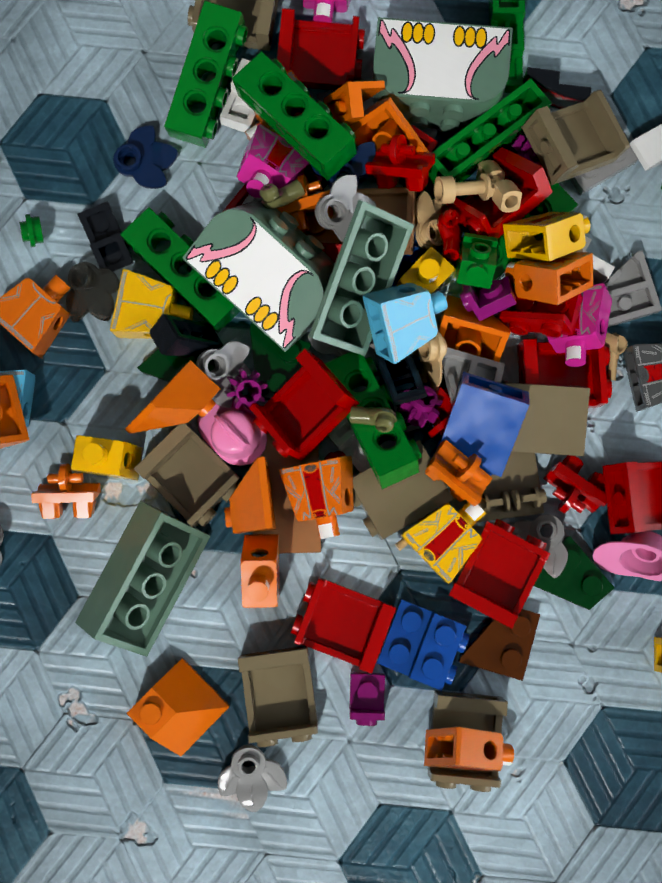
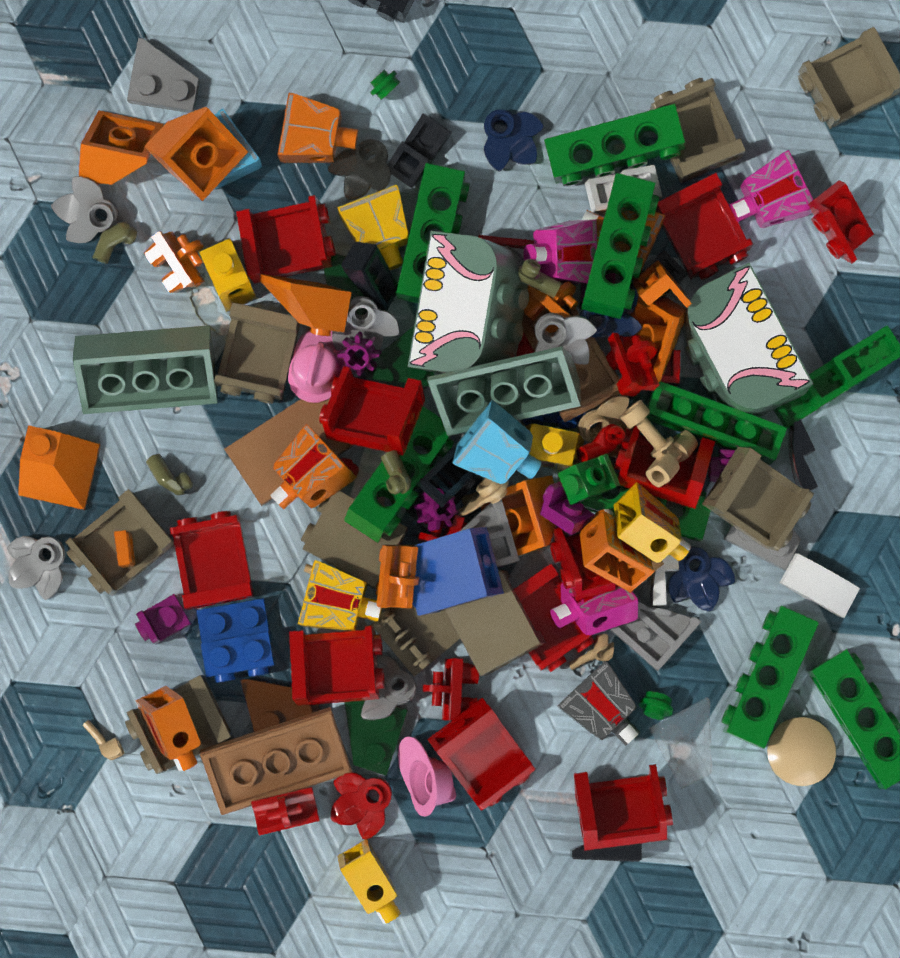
camera: 60 degrees right, 0 degrees up
(11, 538) = (112, 236): none -> olive arm
(109, 391) = (286, 240): none -> red panel
(244, 620) = (166, 478): none -> olive arm
(252, 501) = (267, 419): orange slope -> none
(260, 574) = (207, 464): orange torso -> none
(287, 693) = (124, 549): none -> orange tile
(449, 814) = (110, 749): none -> tan hand
(547, 675) = (275, 760): none -> medium nougat tile
(597, 693) = (285, 811): none -> red hips
(607, 231) = (702, 583): none -> dark blue plate
(627, 627) = (357, 806): none -> red plate

